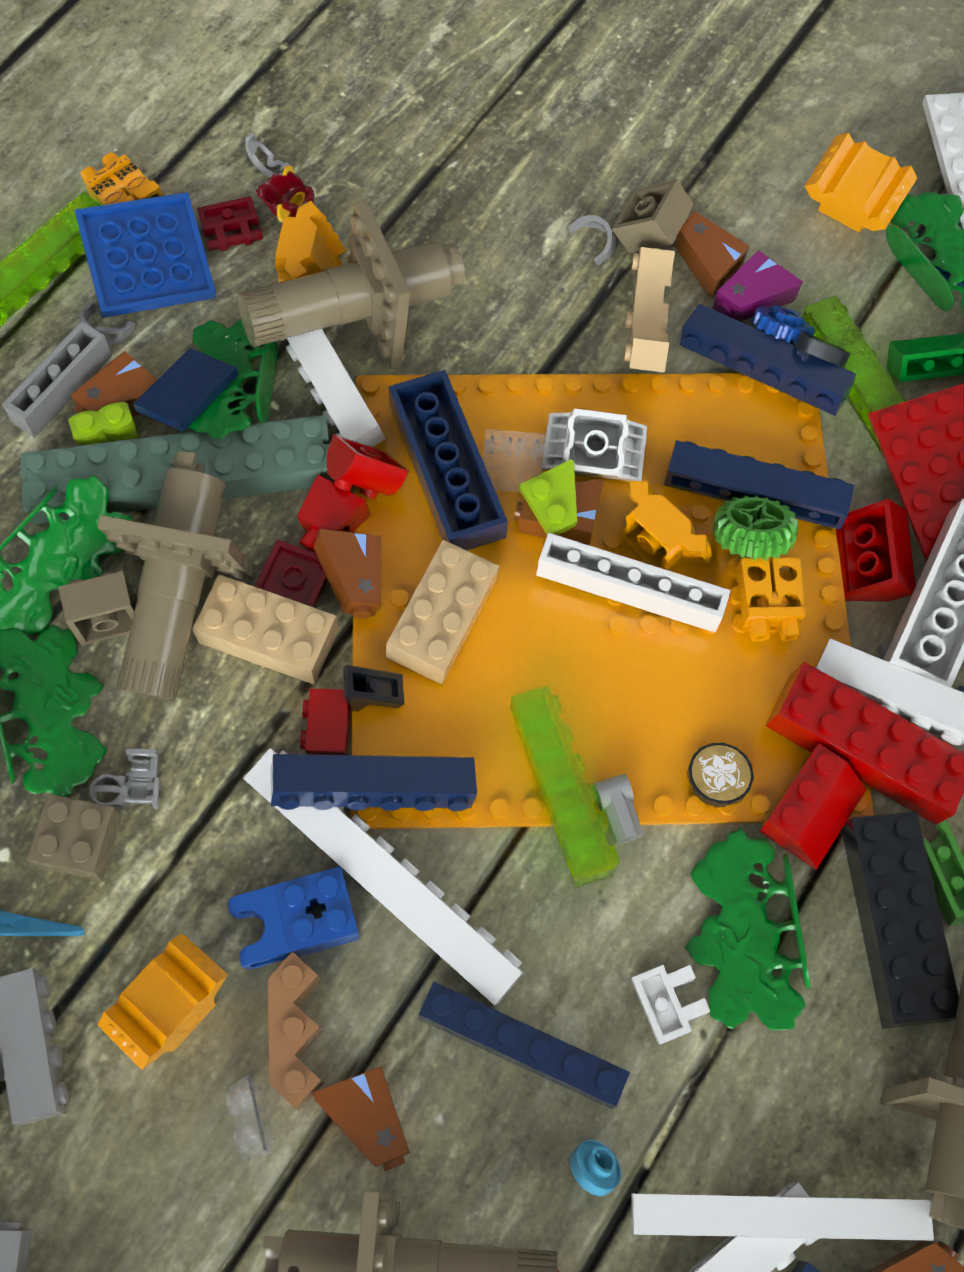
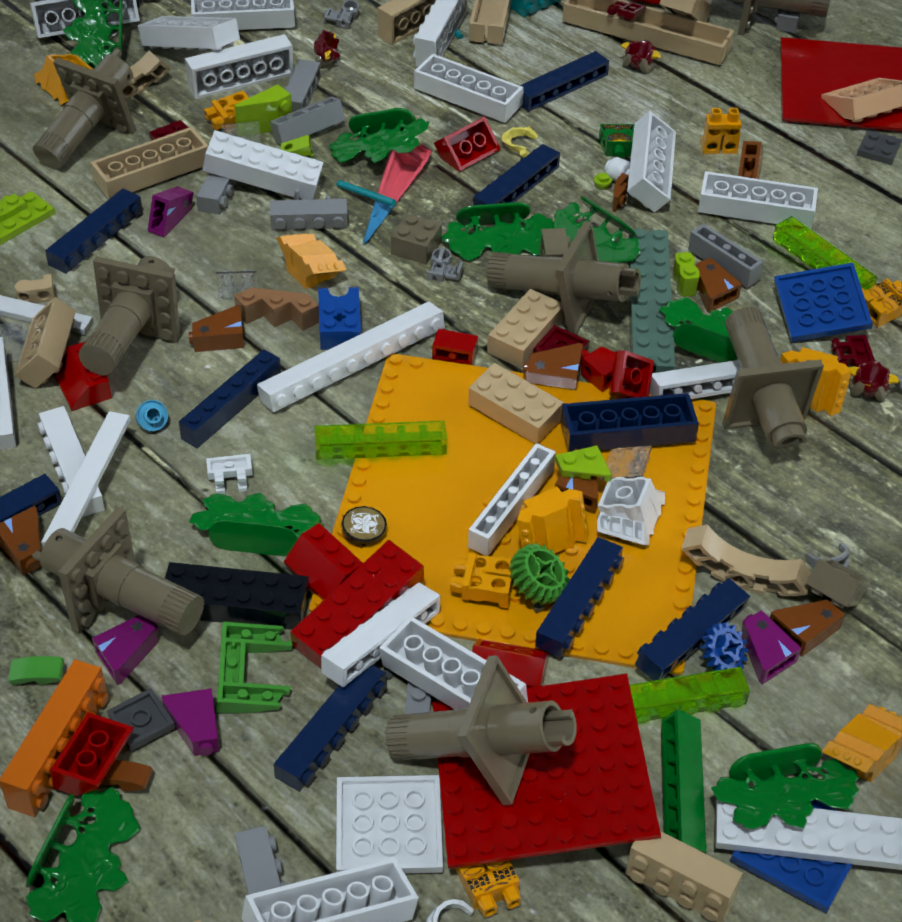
camera: 105 degrees right, 20 degrees down
(120, 333) = (761, 287): light grey helmet -> none
(186, 389) = (702, 302): dark blue tile -> none
(372, 687) = (471, 361): black slope -> none
(372, 782) = (406, 349): dark blue brick -> none
(615, 799) = (364, 465): light grey piece -> none
(822, 349) = (690, 655): black beam -> none

